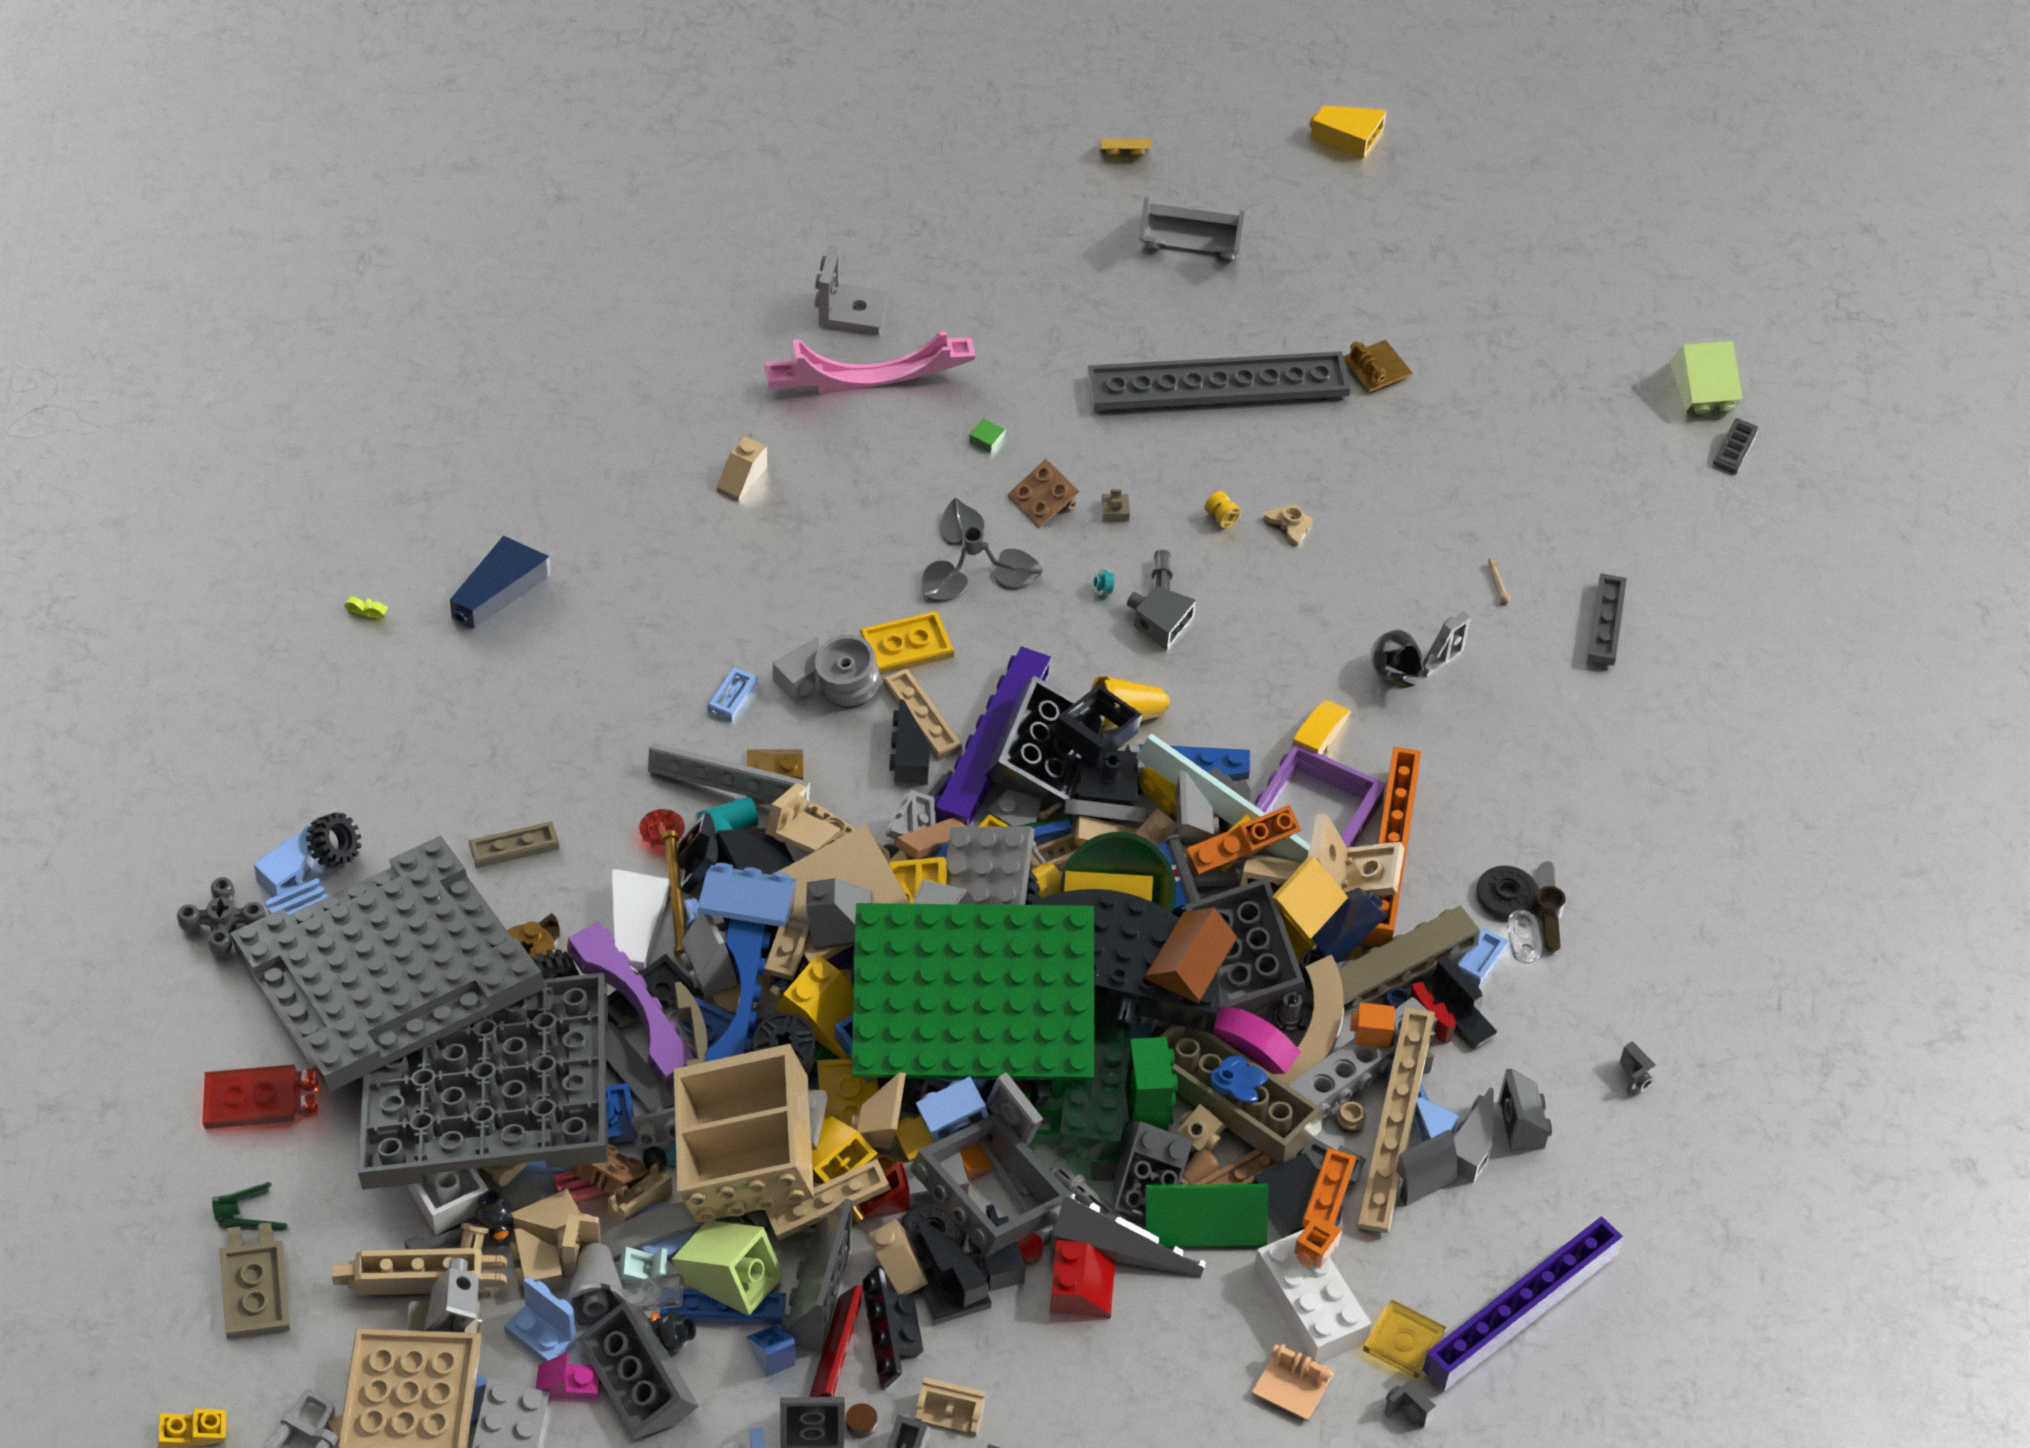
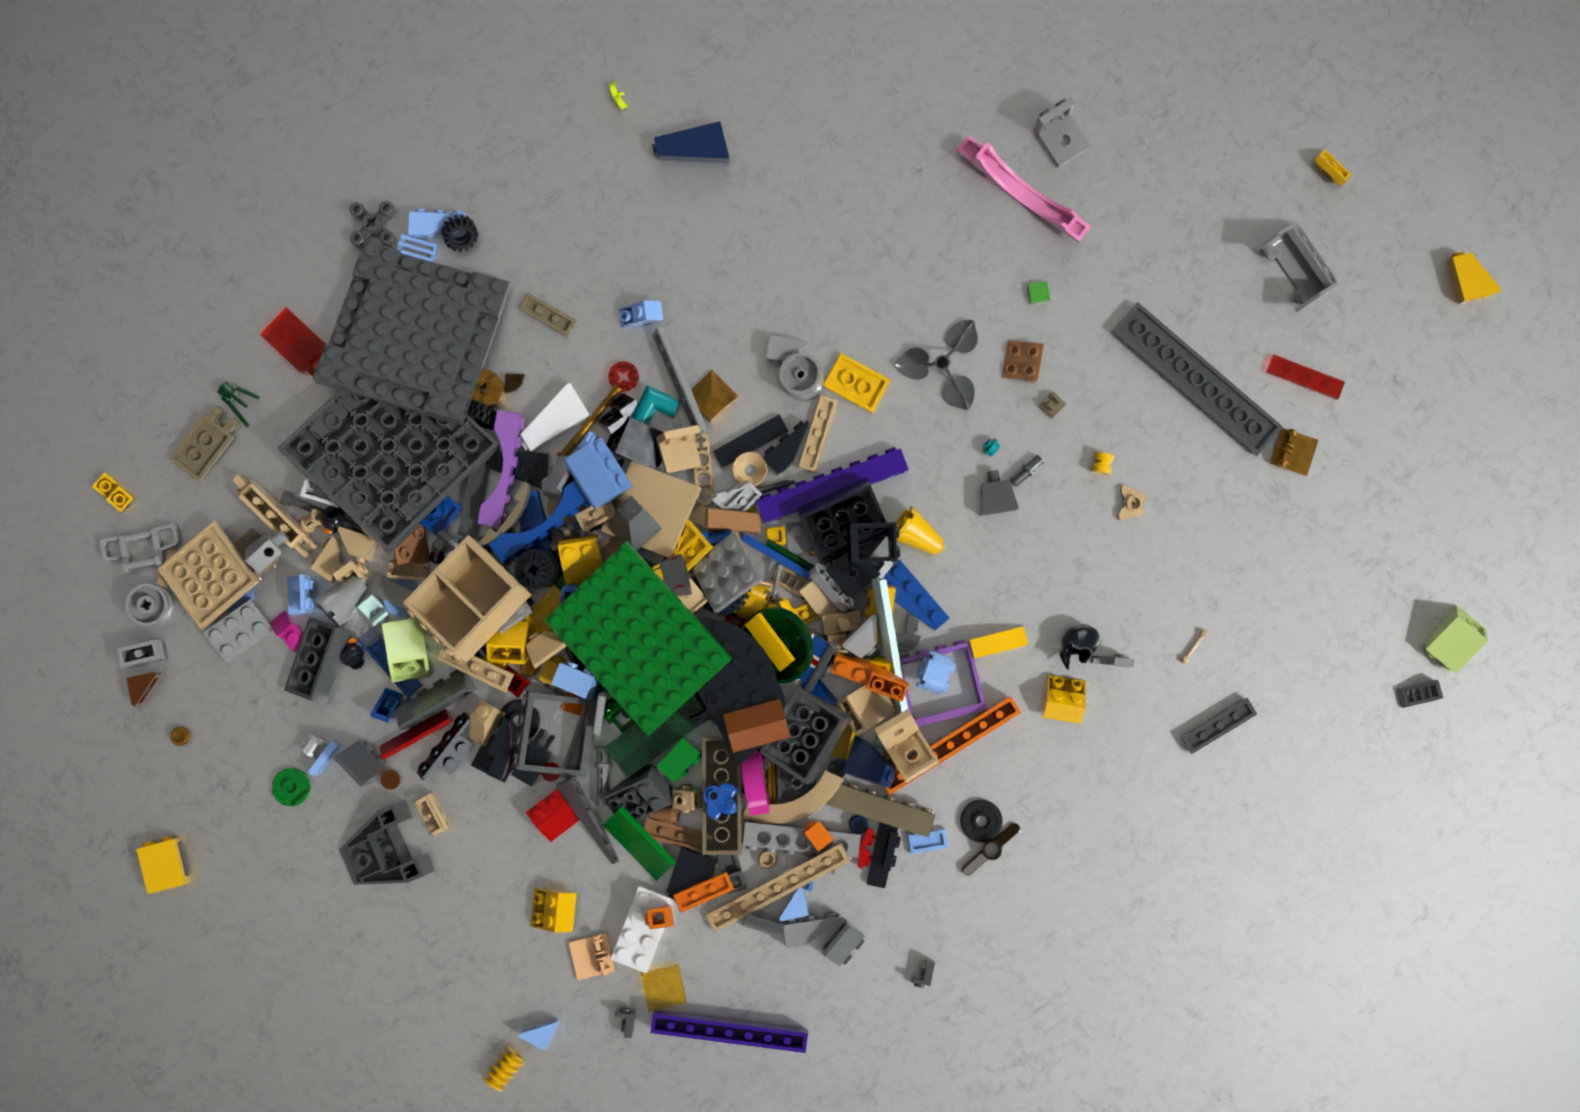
camera: 50 degrees right, 35 degrees up
(614, 758) = (641, 313): none -> light blue slope
(724, 709) = (742, 335): light blue tile -> none
(743, 468) = (887, 192): tan slope -> none
(863, 775) = (751, 440): none -> black tile
(891, 783) = (746, 459): none -> tan piece
(1195, 1372) = (553, 910): none -> yellow slope
(1298, 782) = (935, 672): none -> light blue brick
(1309, 307) = (1305, 377): none -> clear red tile
(1309, 897) = (855, 747): yellow tile -> none
(1445, 718) = (1064, 699): none -> yellow slope
(1525, 939) = (957, 853): clear plate -> none

